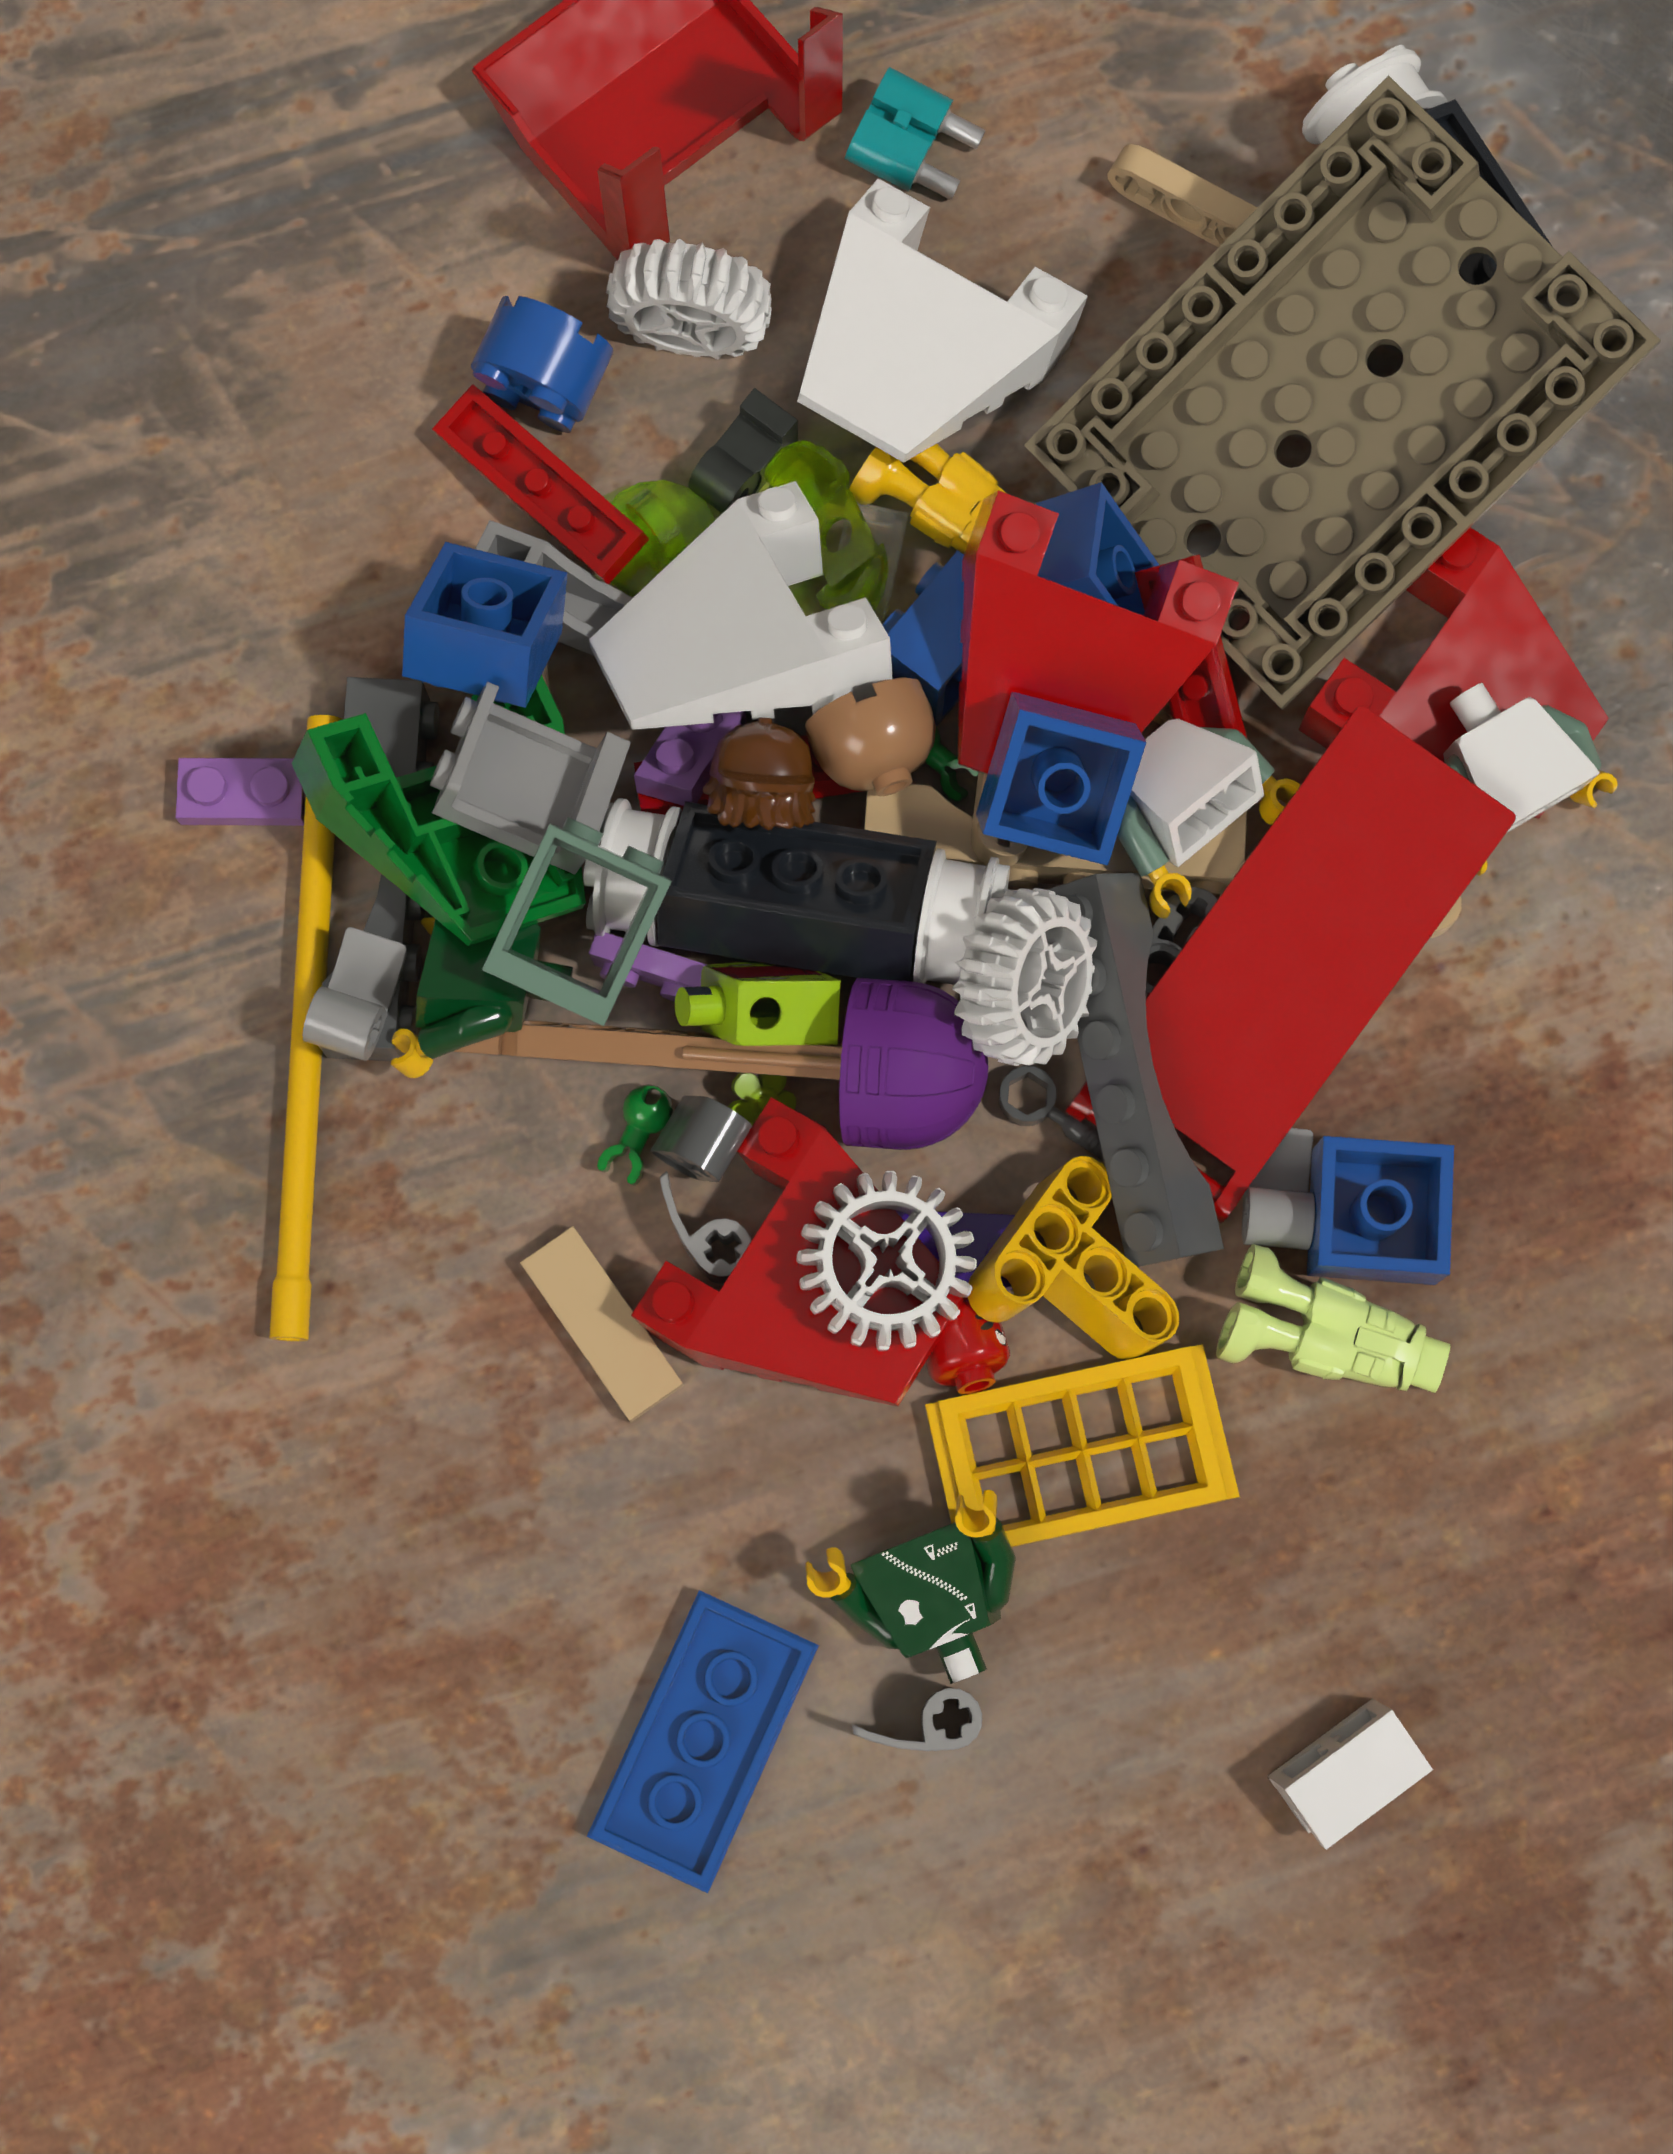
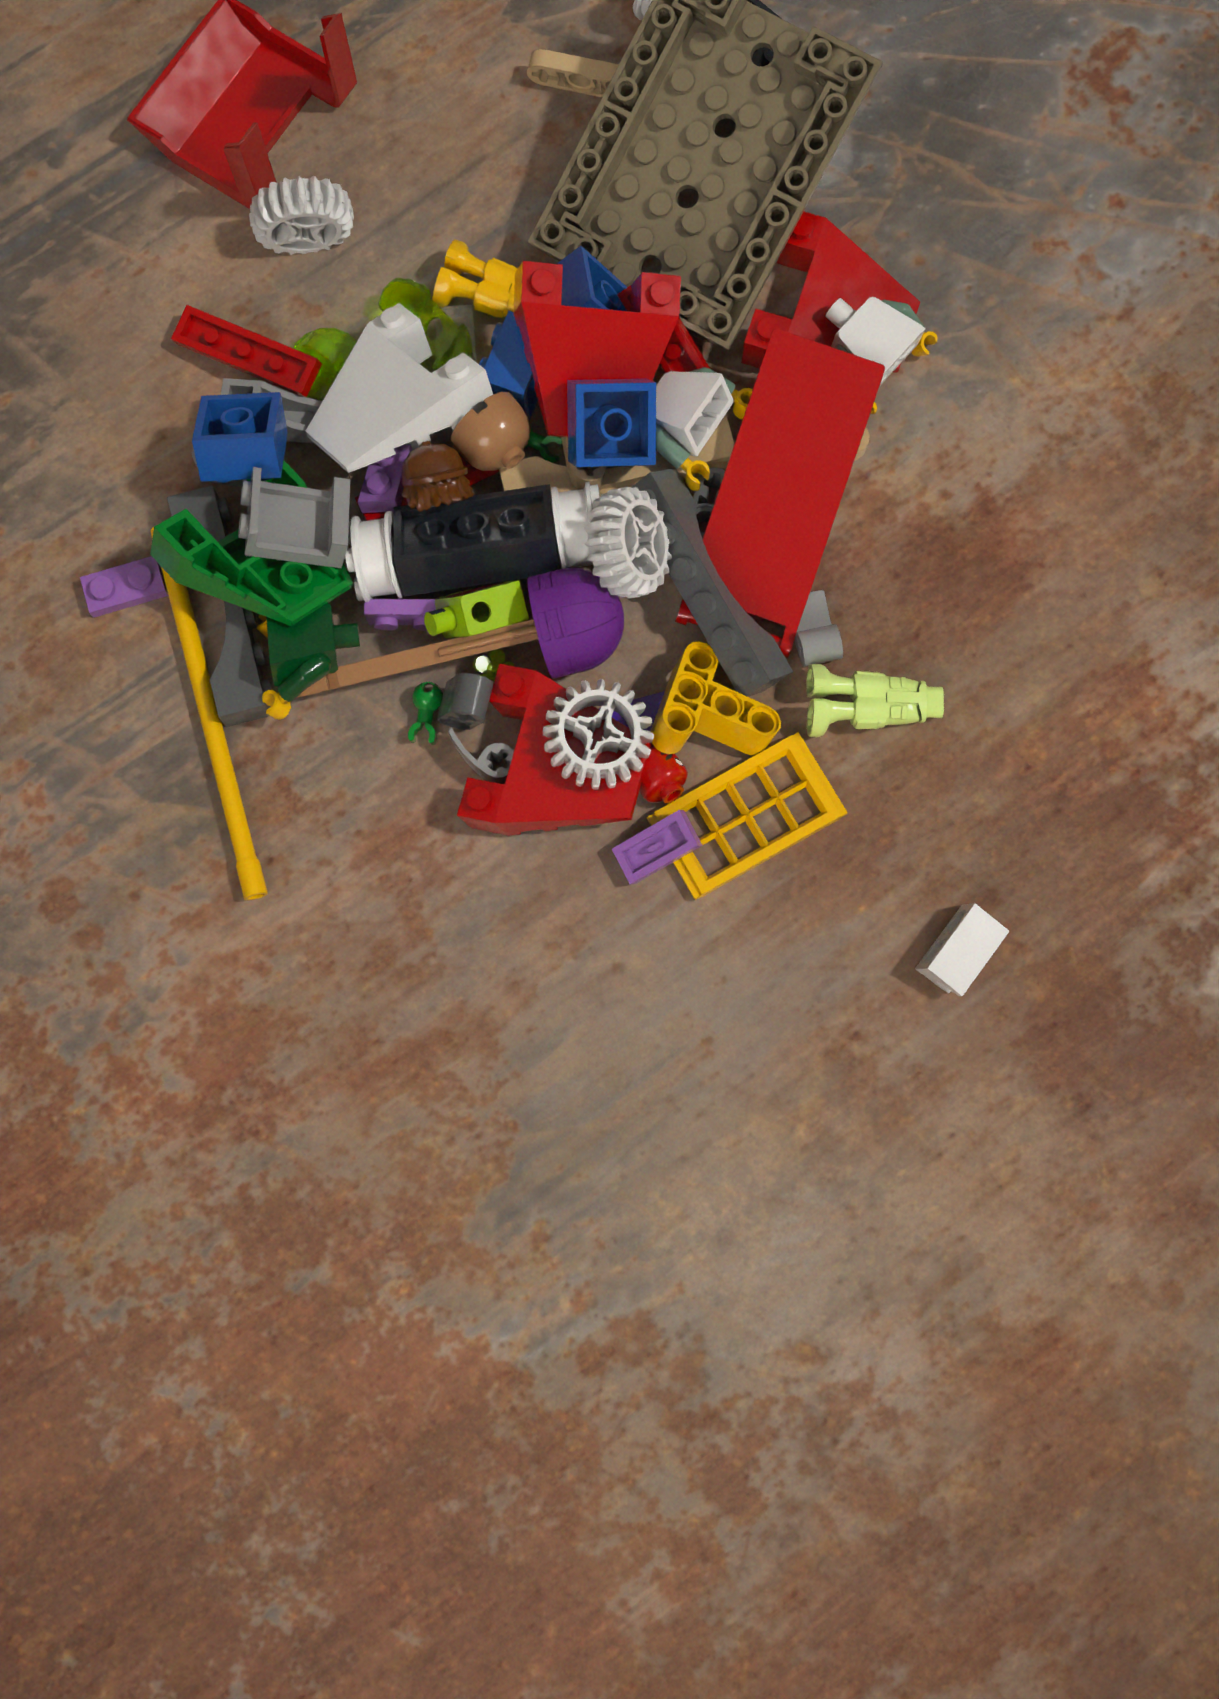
camera: 15 degrees left, 0 degrees up
(359, 995) = (234, 679): light grey panel -> none
(540, 361) = (224, 278): blue brick -> none
(548, 982) = (375, 546): sand green window -> none
(602, 1324) = (440, 830): tan tile -> none
(703, 1741) = (578, 1052): blue tile -> none
(739, 458) = (362, 296): pearl dark grey leg -> none
(901, 131) = (396, 82): teal piece -> none
(915, 345) = (444, 201): white wedge -> none
(925, 1459) = (657, 847): none -> medium lavender plate
(929, 1588) = (683, 918): dark green torso -> none
(936, 1739) = (712, 1006): light grey panel -> none
(1079, 1132) = (686, 632): dark grey piece -> none
(1381, 1210) = (878, 620): blue brick -> none

